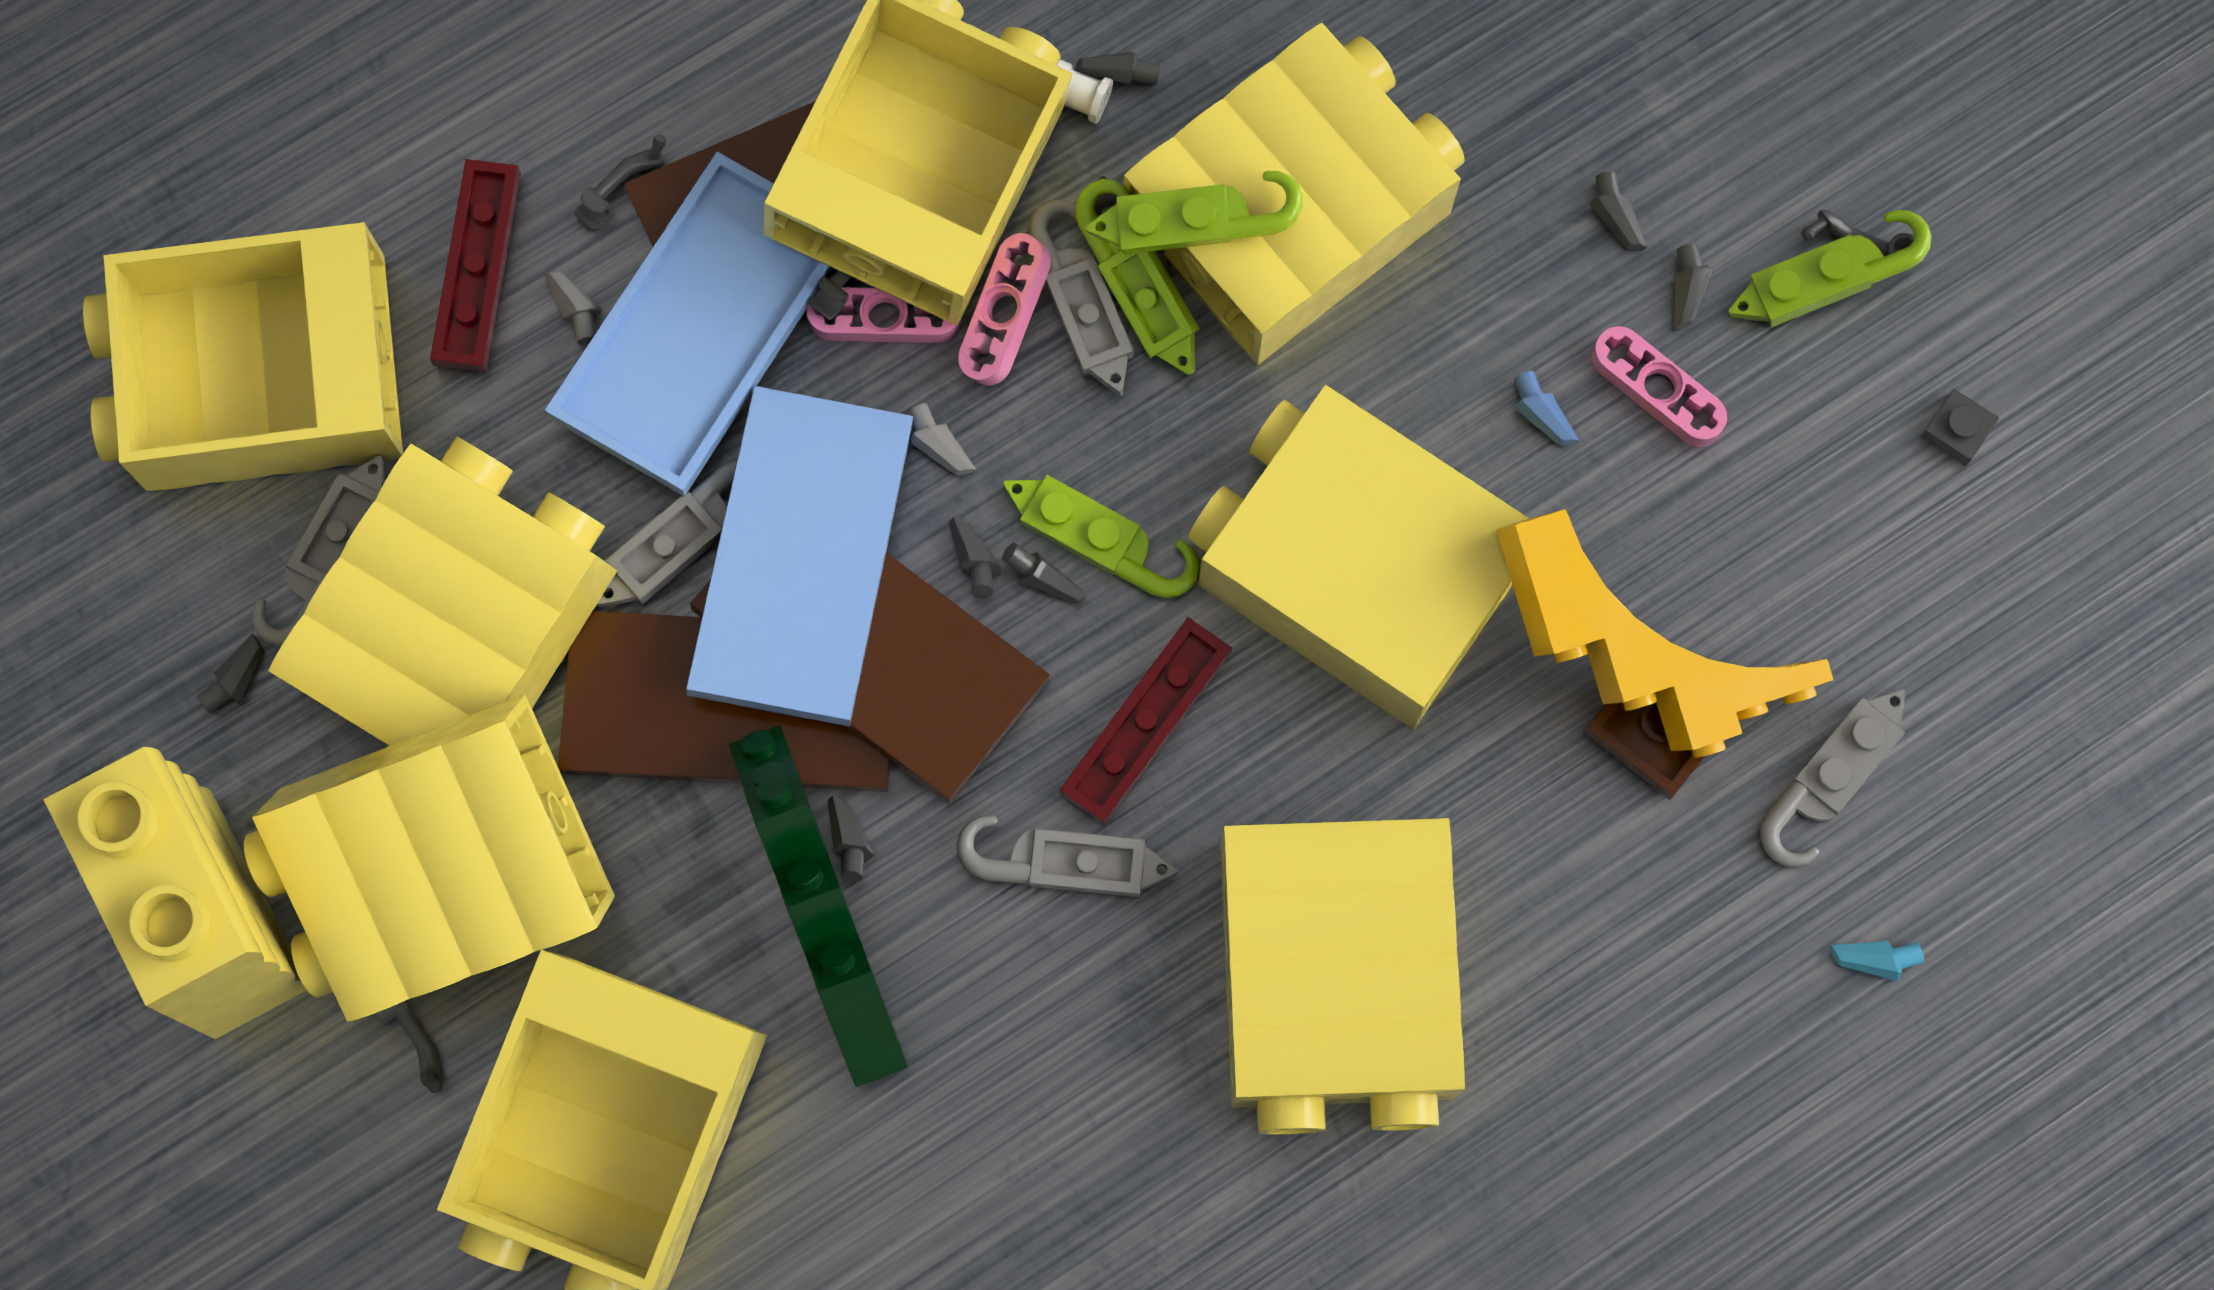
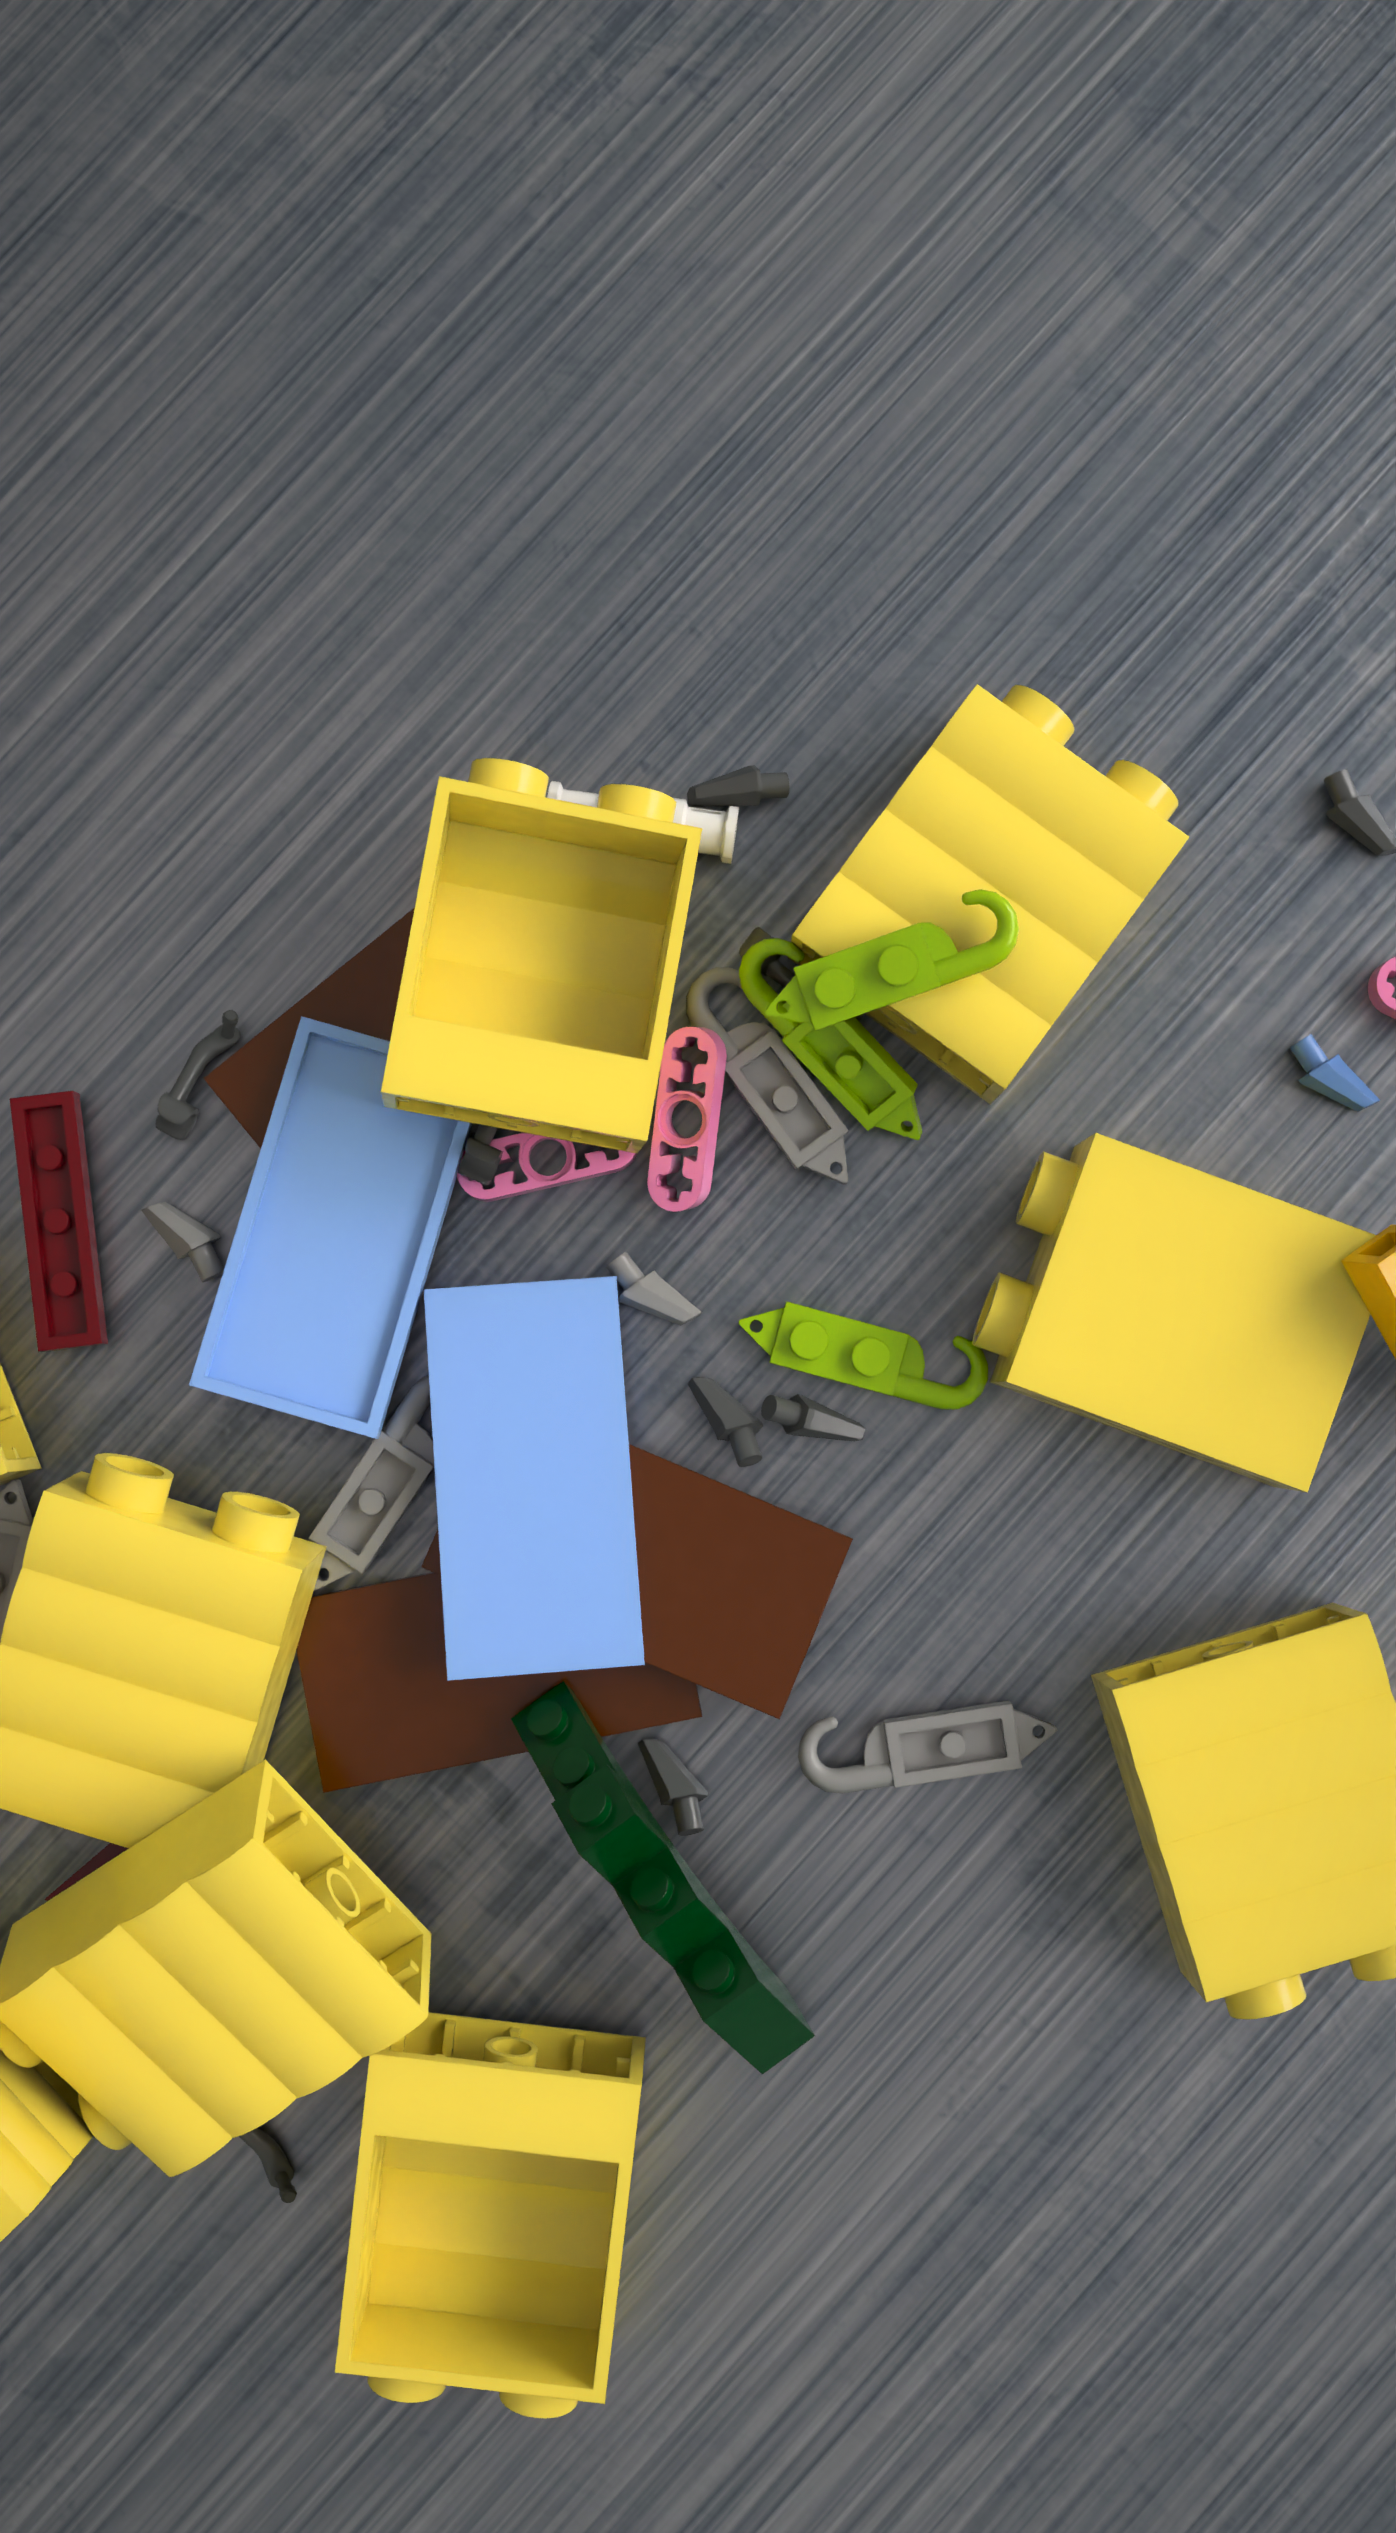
camera: 15 degrees left, 10 degrees up
(1145, 721) = (974, 1562): dark red plate -> none

